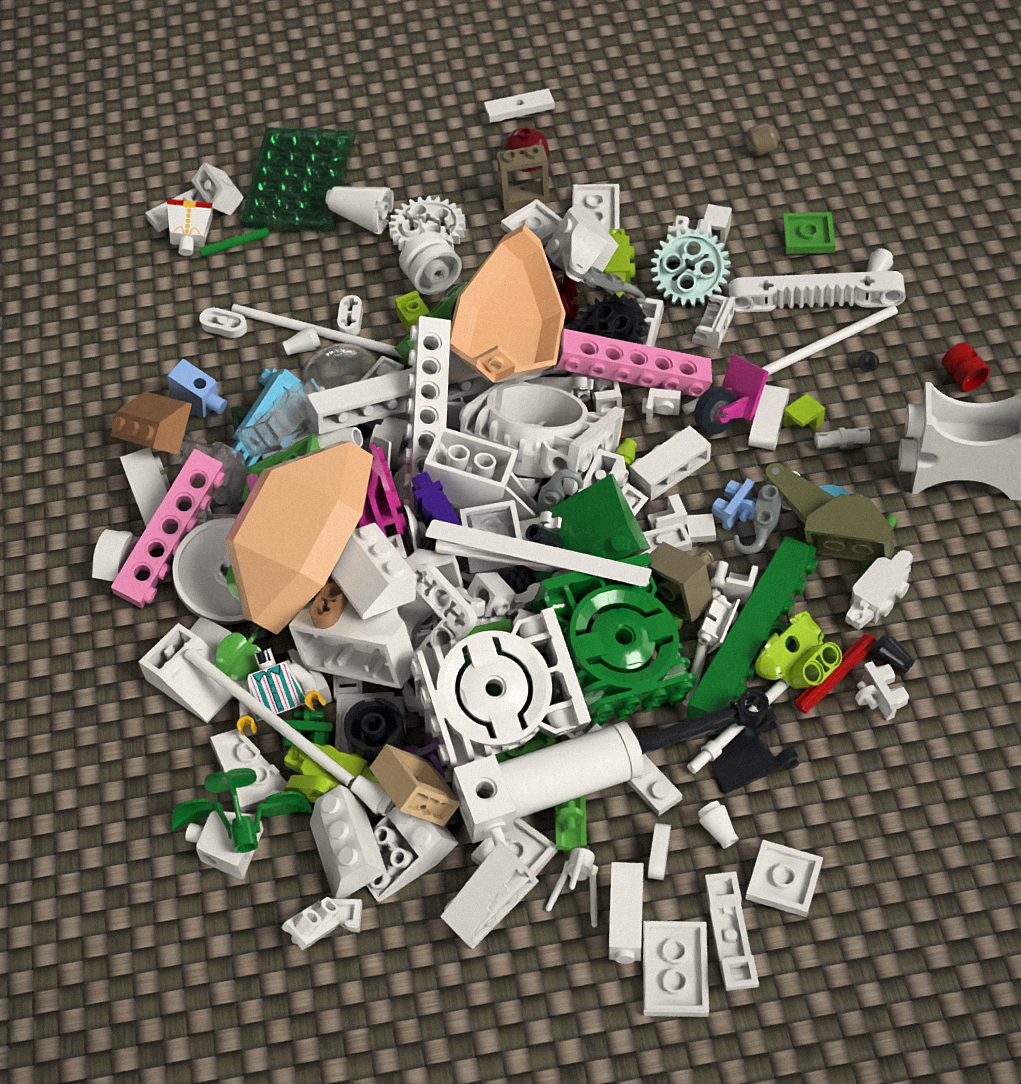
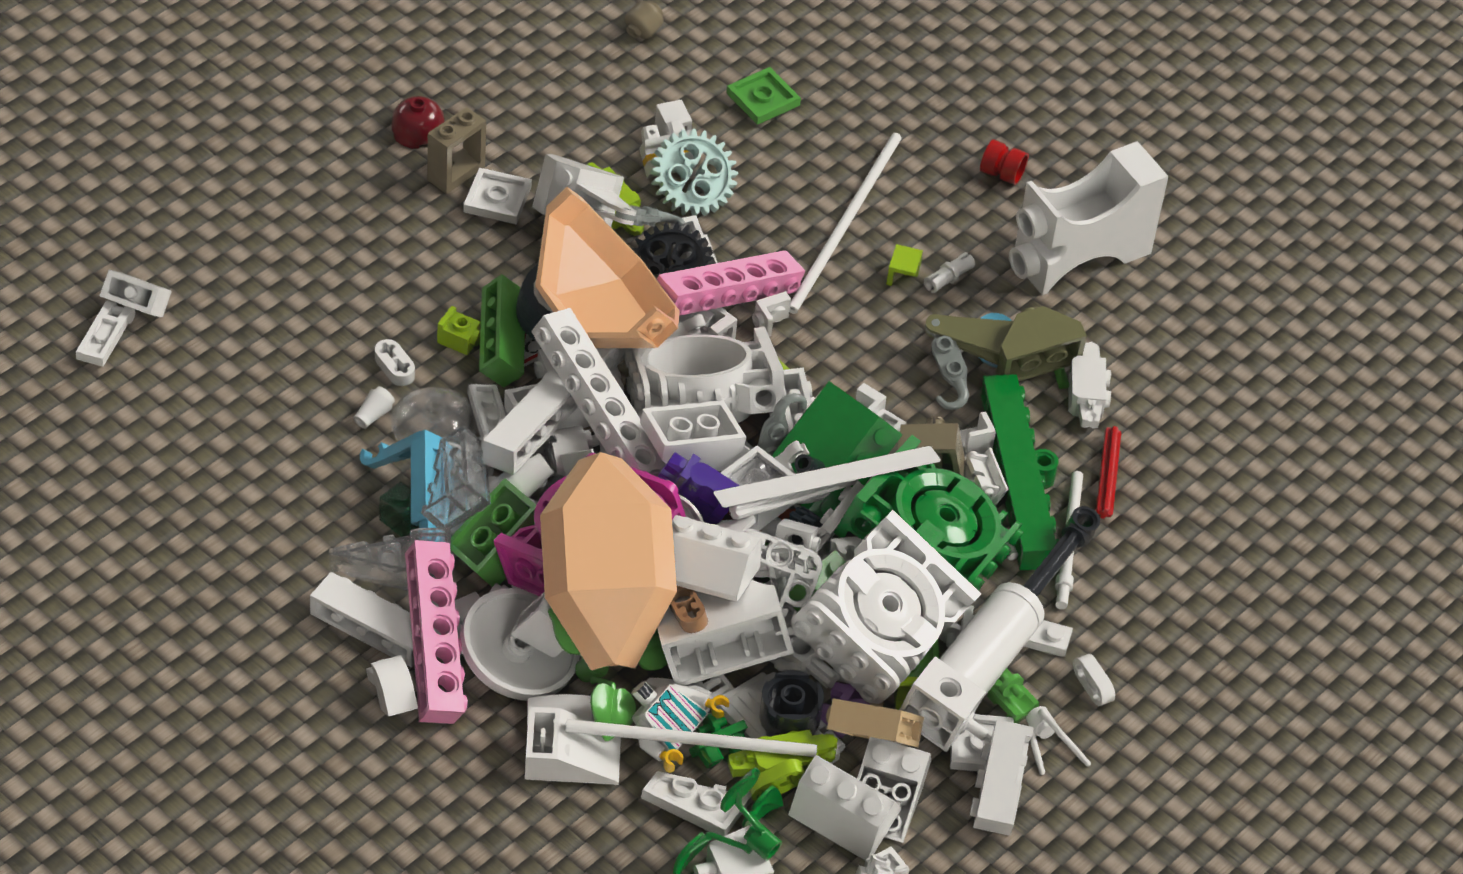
camera: 45 degrees left, 5 degrees down
(153, 422) = (320, 543): medium nougat slope -> none
(188, 223) = (140, 342): white torso -> none
(195, 387) = (319, 501): light blue torso -> none
(223, 322) = (272, 425): white plate -> none
(233, 242) = (197, 342): green bar -> none
(294, 177) = (206, 248): clear green plate -> none
(321, 331) = (361, 393): white piece -> none
(362, 205) = (314, 245): white cone -> none
(372, 795) = (846, 752): white cone -> none
(427, 217) = (392, 241): white gear -> none
(430, 263) = (441, 273): white wheel -> none
(519, 105) = (368, 79): white tile -> none
(600, 200) = (528, 149): white tile -> none
(626, 912) = (1112, 734): white slope -> none
(670, 463) = (827, 354): white brick -> none
(675, 969) = (1177, 760): white tile -> none
(701, 528) = (900, 405): white tile -> none
(715, 322) = (751, 216): white hinge -> none
(718, 824) = (1120, 635): white cone -> none
(730, 931) = (1195, 712): white slope -> none
(735, 399) = (837, 272): dark pink plate -> none
(741, 505) = (917, 370): light blue hips -> none
(751, 758) = (1100, 575): black flag -> none
(769, 417) = (875, 282): white beam -> none
(784, 878) = (1203, 648): white plate -> none
(809, 658) = (1086, 472): lime piece -> none
(873, 362) = (919, 192): black hinge -> none
(876, 692) = (1155, 468): white hips -> none
(880, 261) = (851, 99): white cone -> none
(883, 290) = (764, 174): white gear -> none
(891, 652) = (1140, 434): black cone -> none

